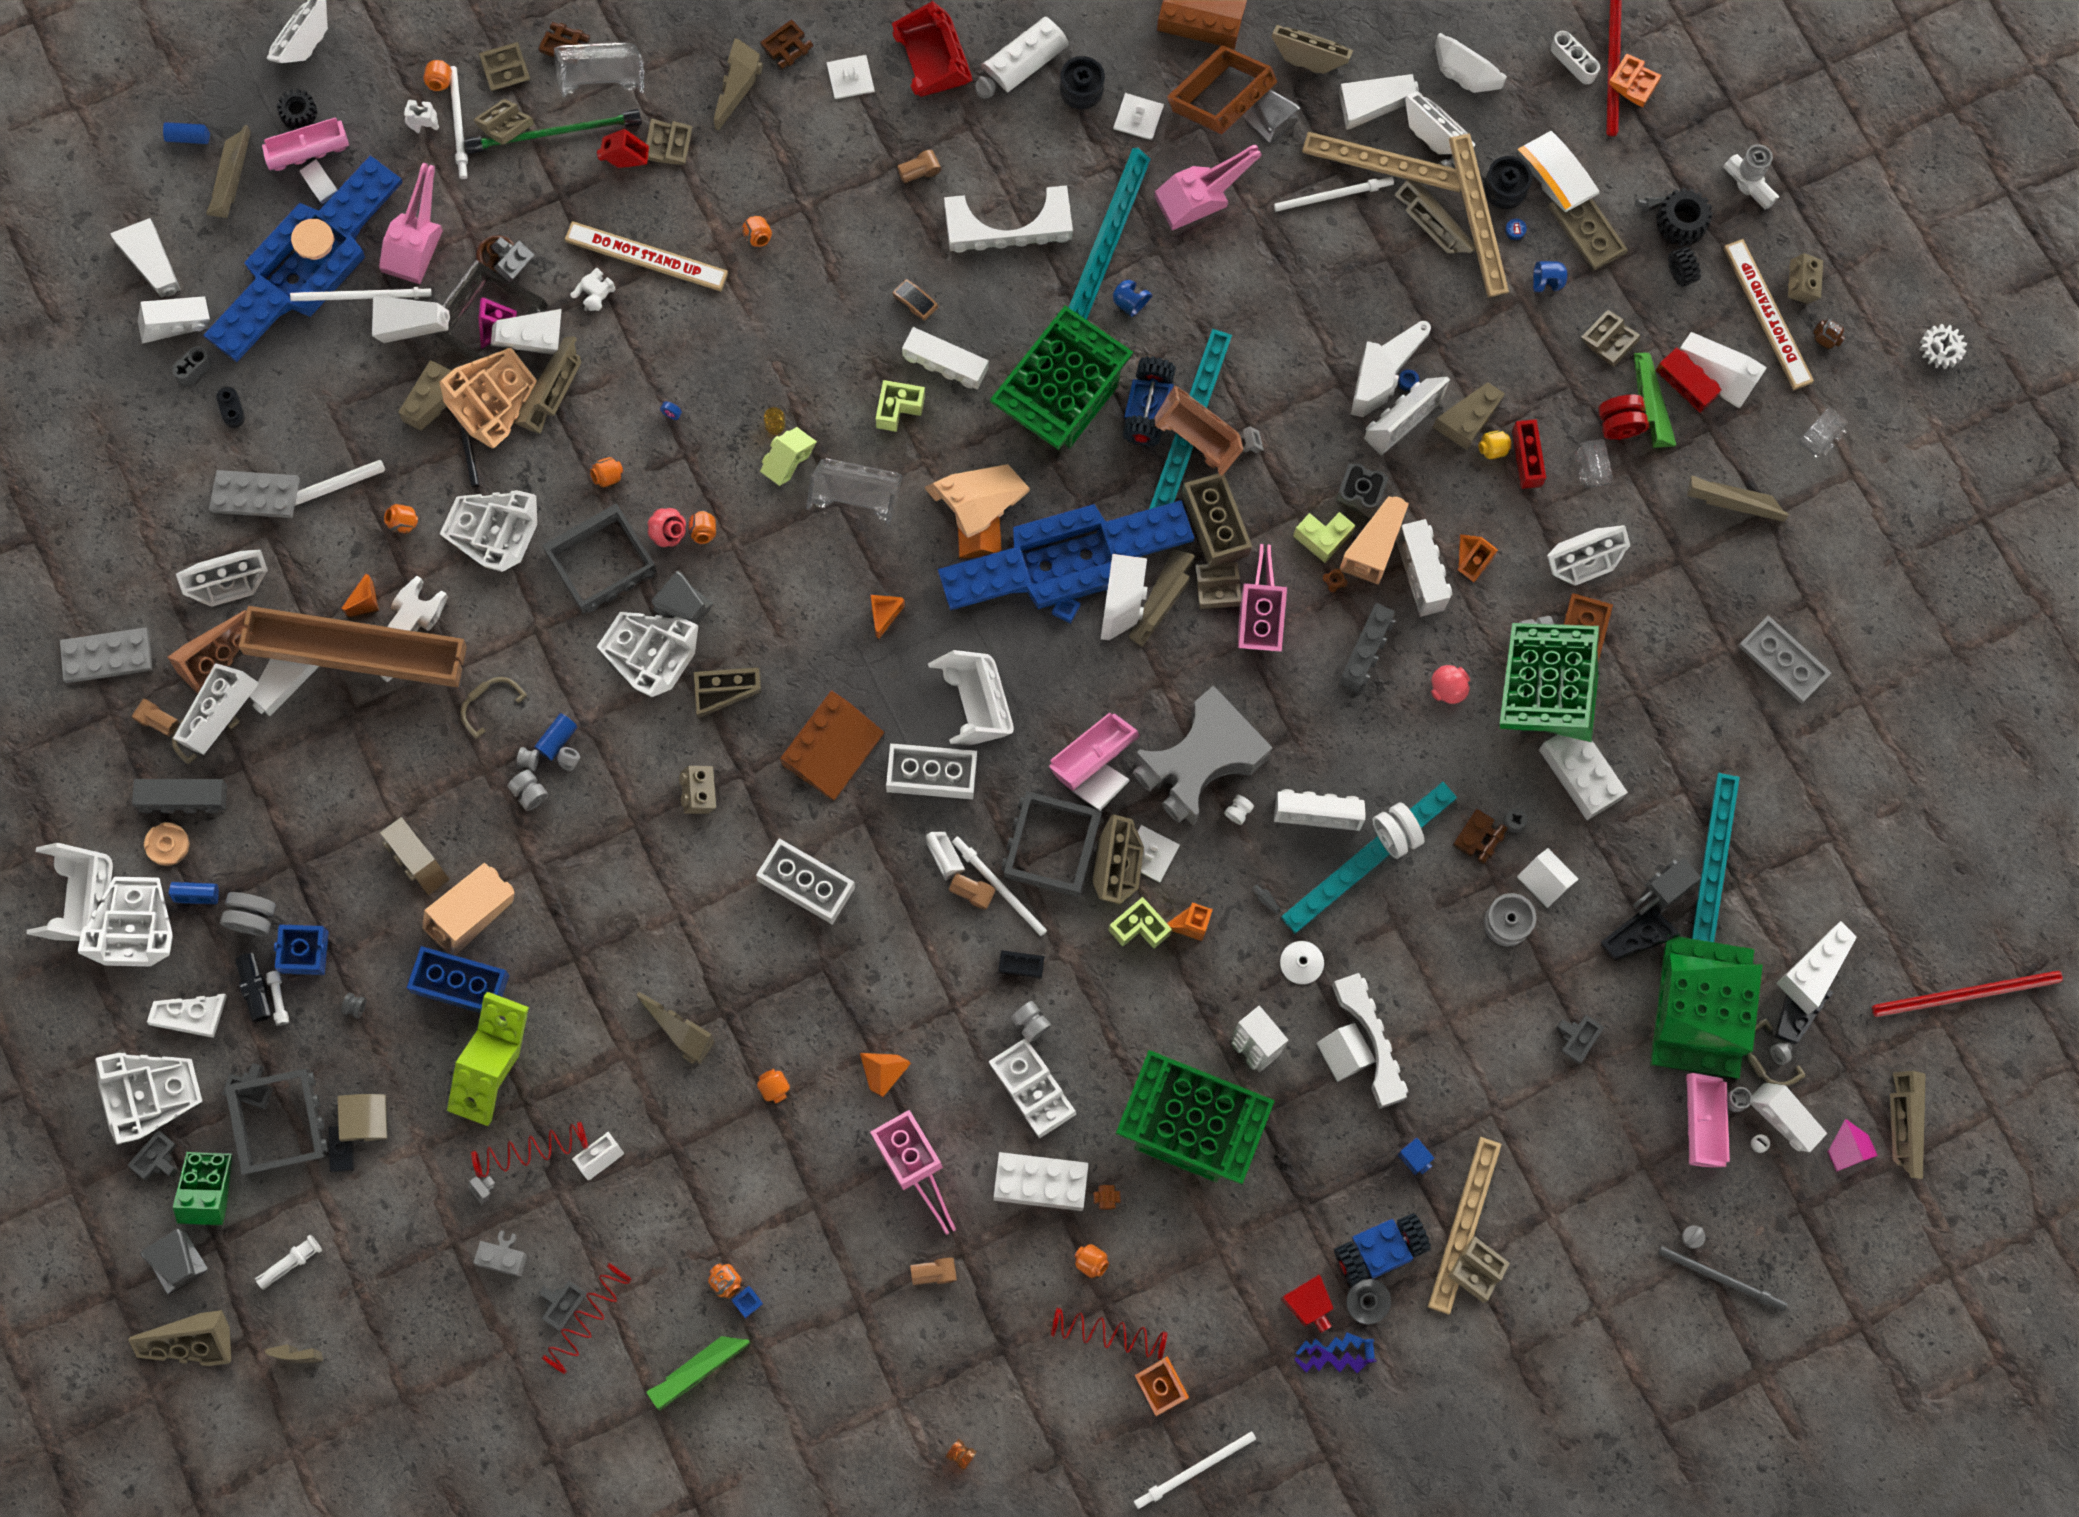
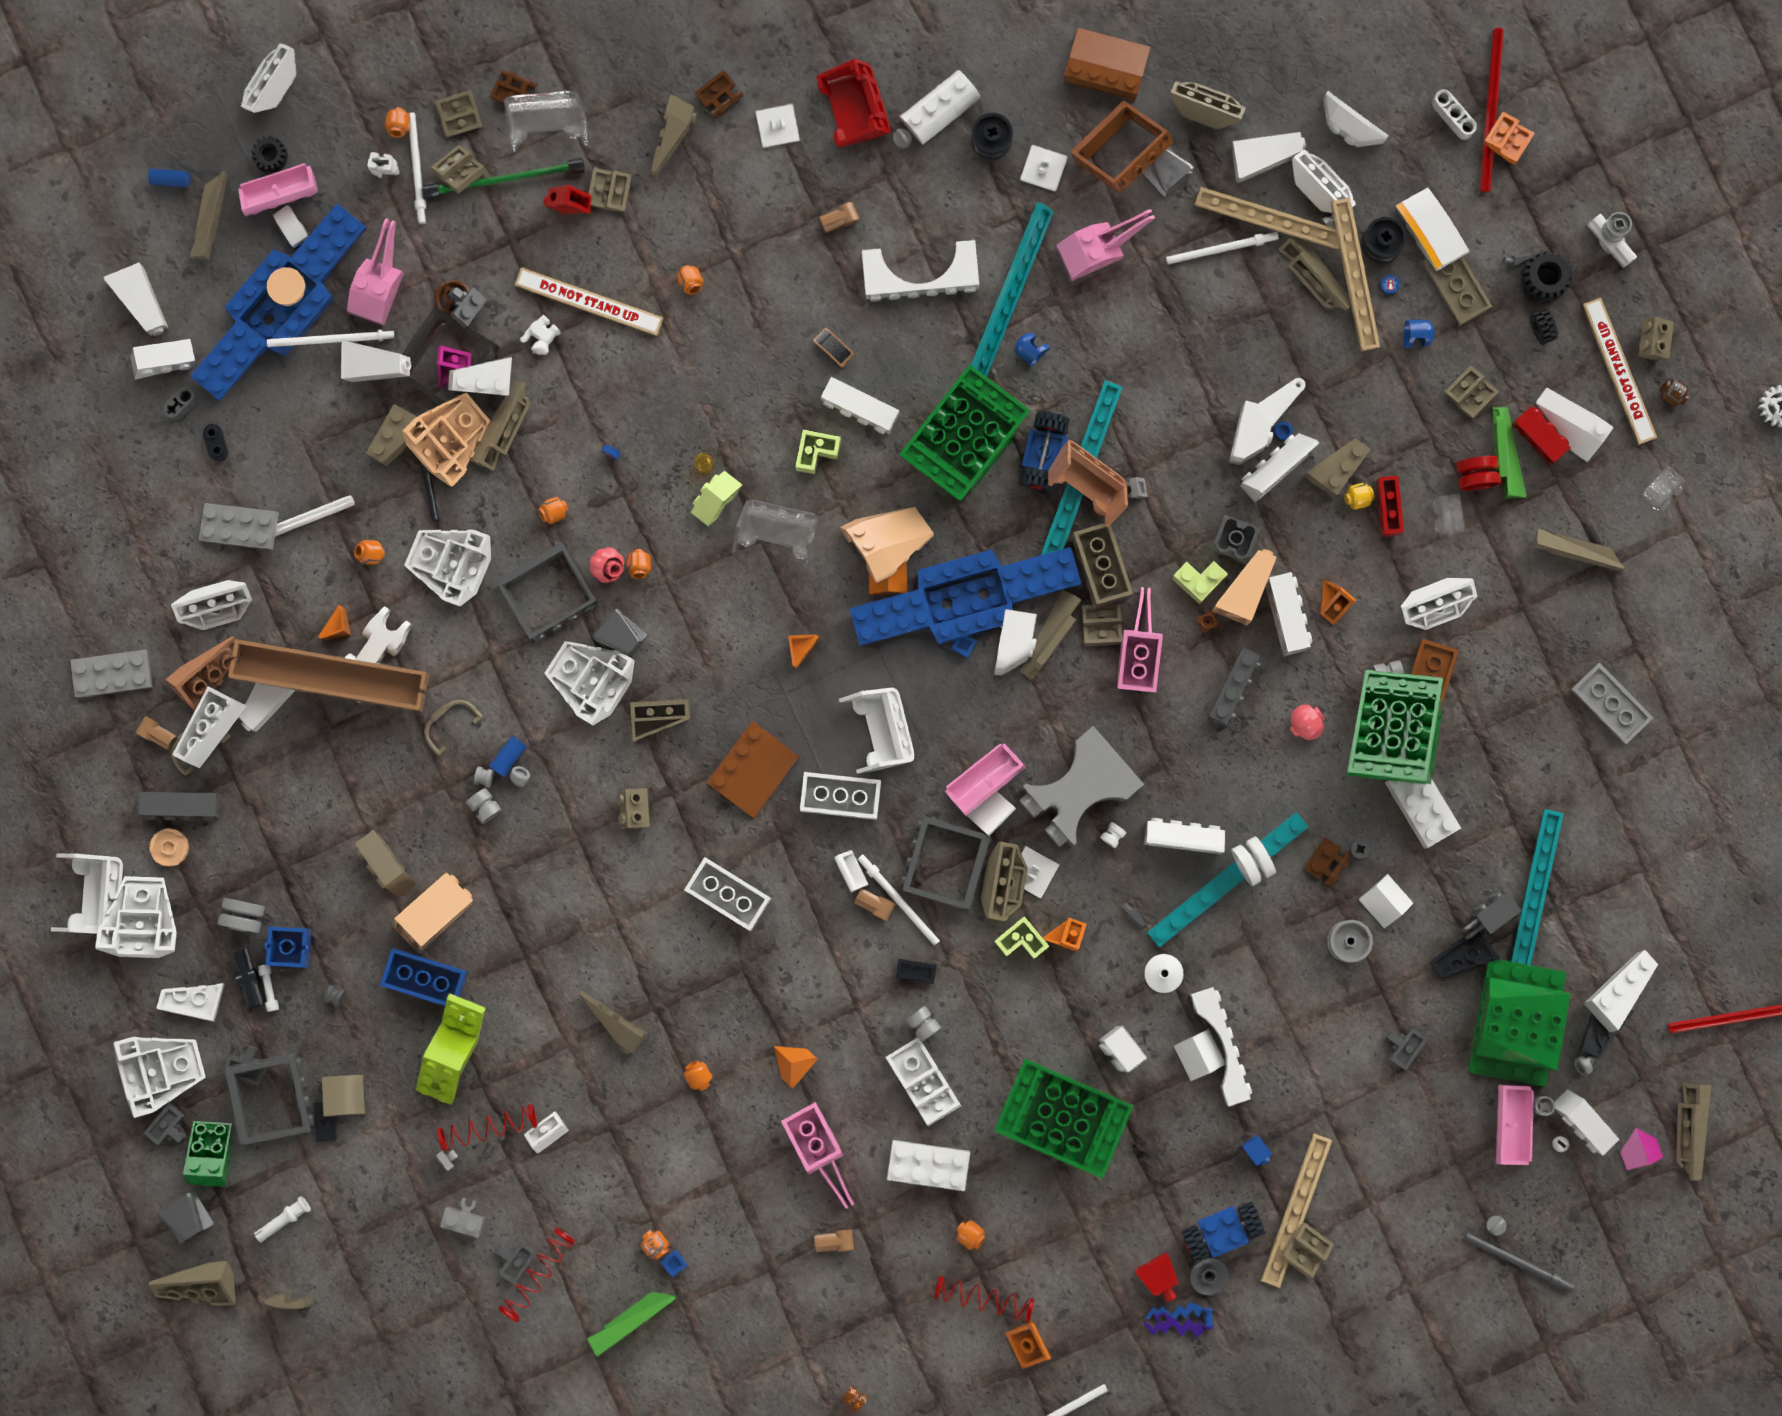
camera: 10 degrees right, 10 degrees up
(194, 893) = (194, 892): blue brick -> none
(1107, 1197) = (985, 1180): dark orange gear -> none
(1761, 1071) = (1564, 1079): dark tan piece -> none

